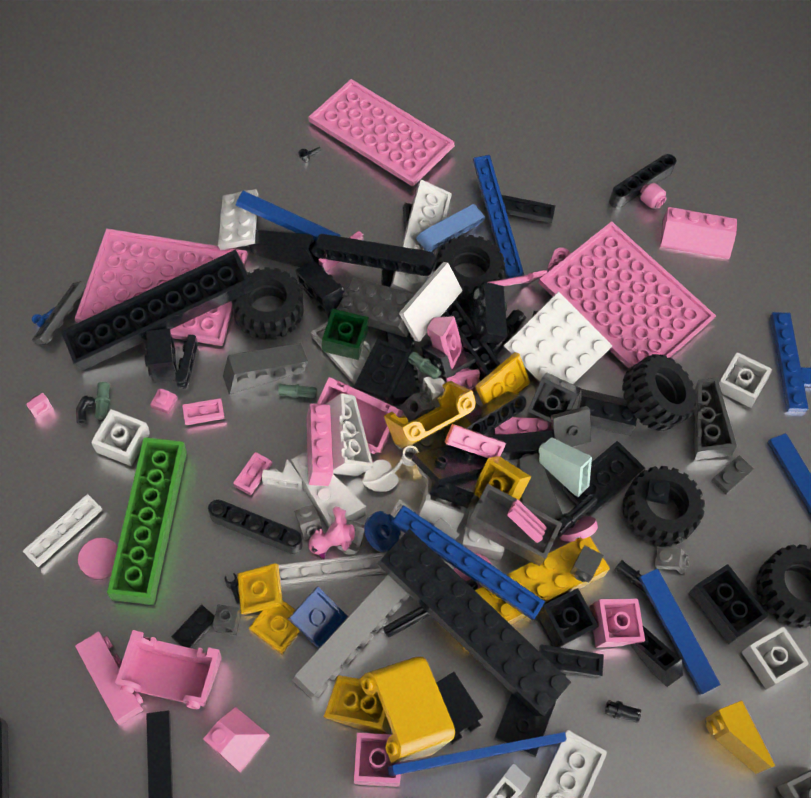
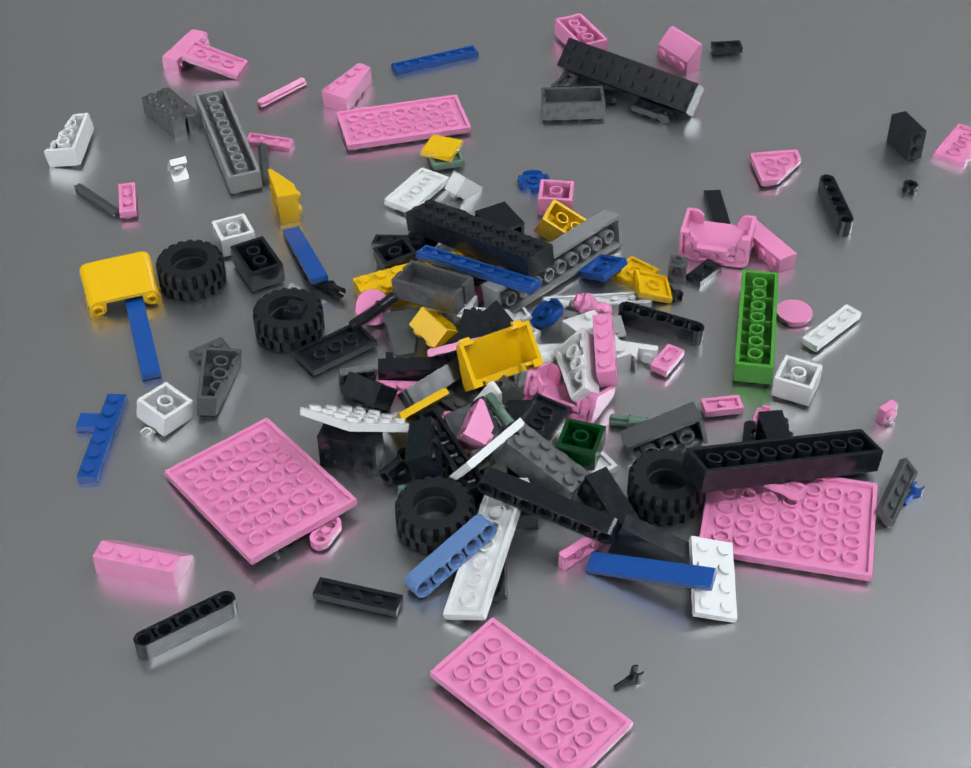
camera: 170 degrees left, 20 degrees down
(81, 409) = (843, 412): black arm -> none
(102, 400) = (825, 417): sand green axle -> none
(236, 738) = (664, 216): bright pink slope -> none
(411, 707) = (534, 207): yellow windscreen -> none
(476, 754) = (487, 188): blue tile -> none
(498, 216) = (389, 581): blue tile -> none
(521, 279) = (366, 511): bright pink piece -> none
(526, 521) = (424, 275): bright pink tile -> none
(566, 465) = (372, 336): light aqua slope -> none
(586, 564) = (374, 268): dark grey brick -> none
(608, 412) = (312, 388): black slope -> none
(618, 622) = (356, 255): bright pink slope -> none
(619, 710) = (367, 220): black pin -> none
(653, 195) = (179, 599): bright pink head -> none
(659, 392) = (262, 385): black tyre -> none
(659, 658) = (330, 243): black slope -> none

